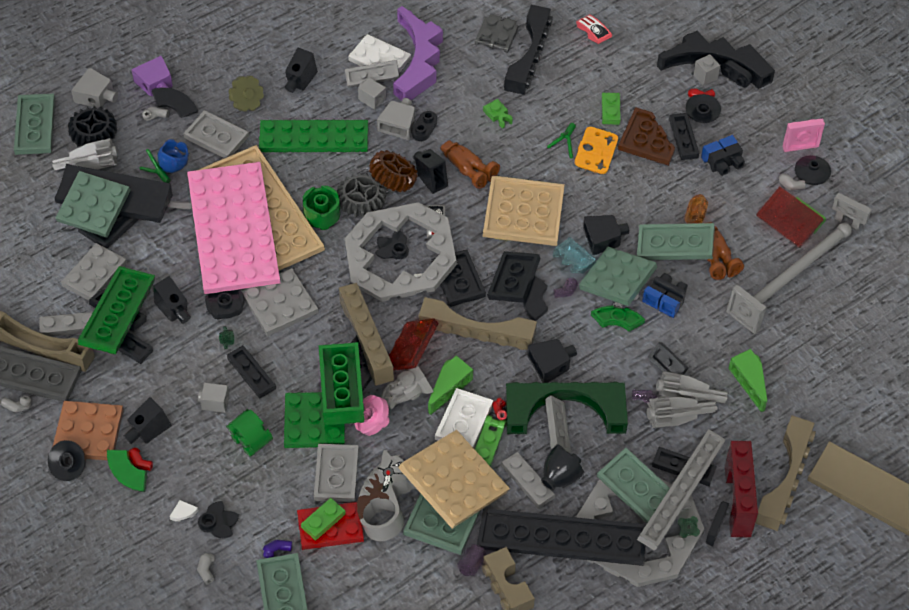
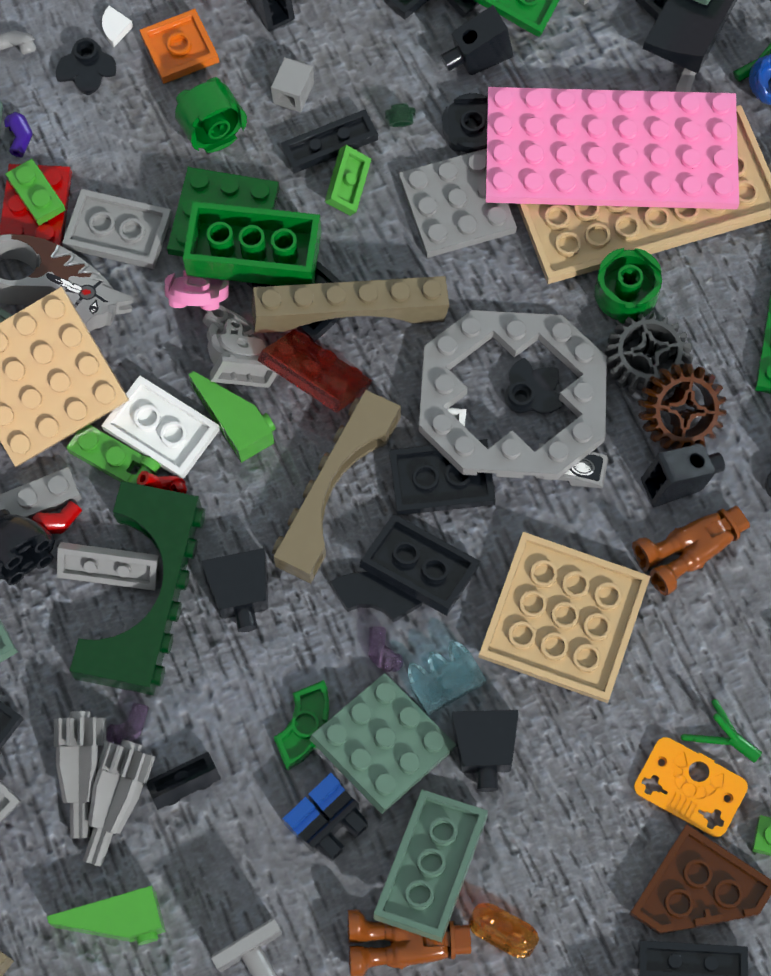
camera: 105 degrees right, 15 degrees up
(195, 468) = (179, 46): none -> orange plate
(274, 355) = (348, 180): none -> bright green plate
(536, 459) = (58, 522): none -> red arm

